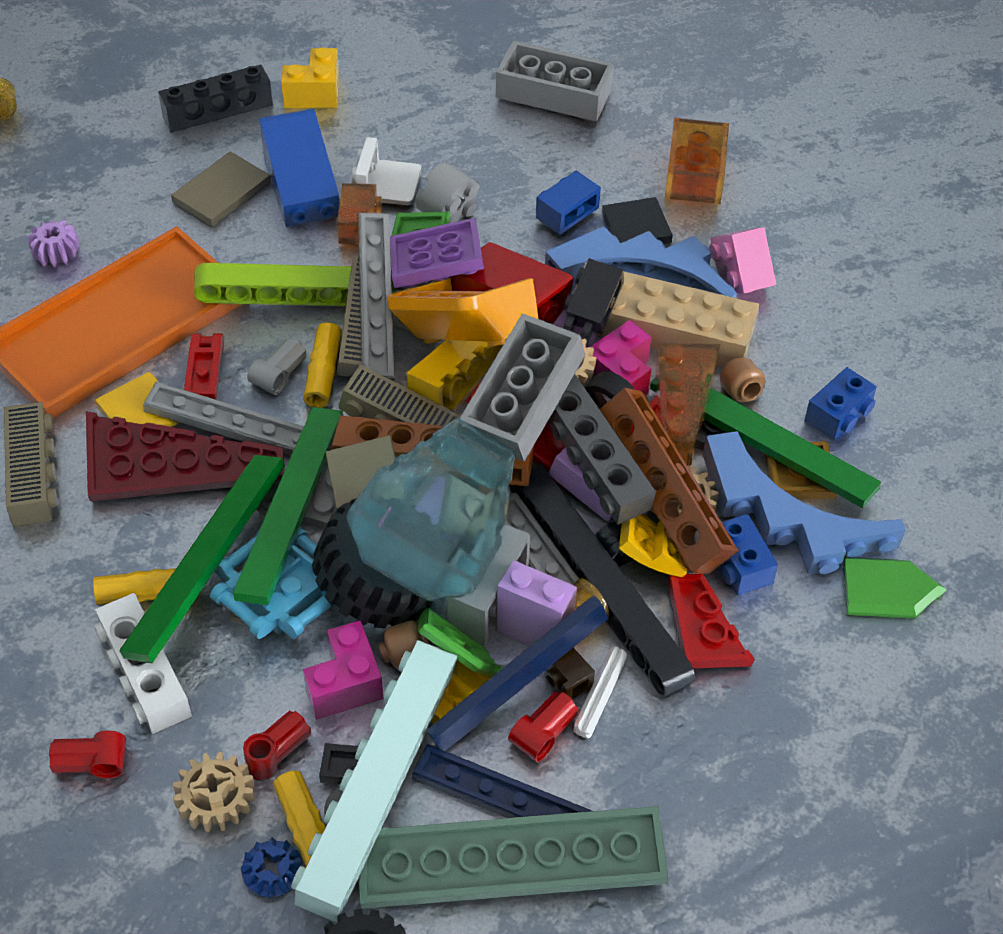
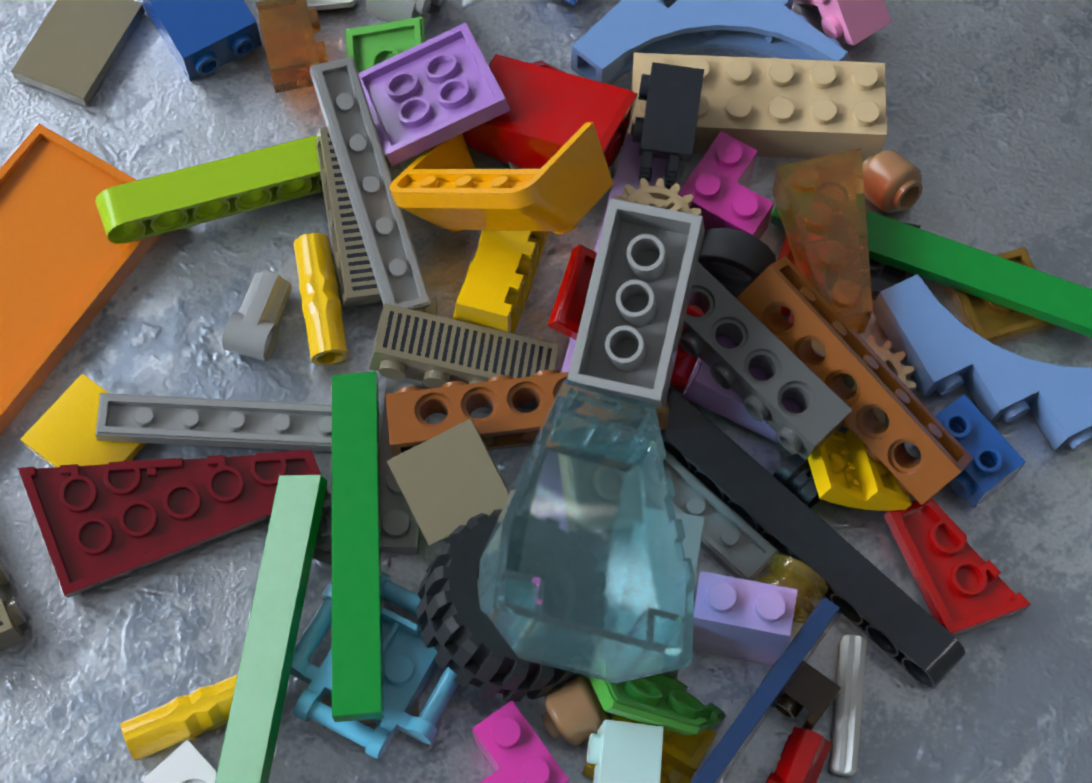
camera: 15 degrees left, 15 degrees up
(204, 364) = (155, 343): red plate -> none
(841, 404) = (1026, 186): blue brick -> none

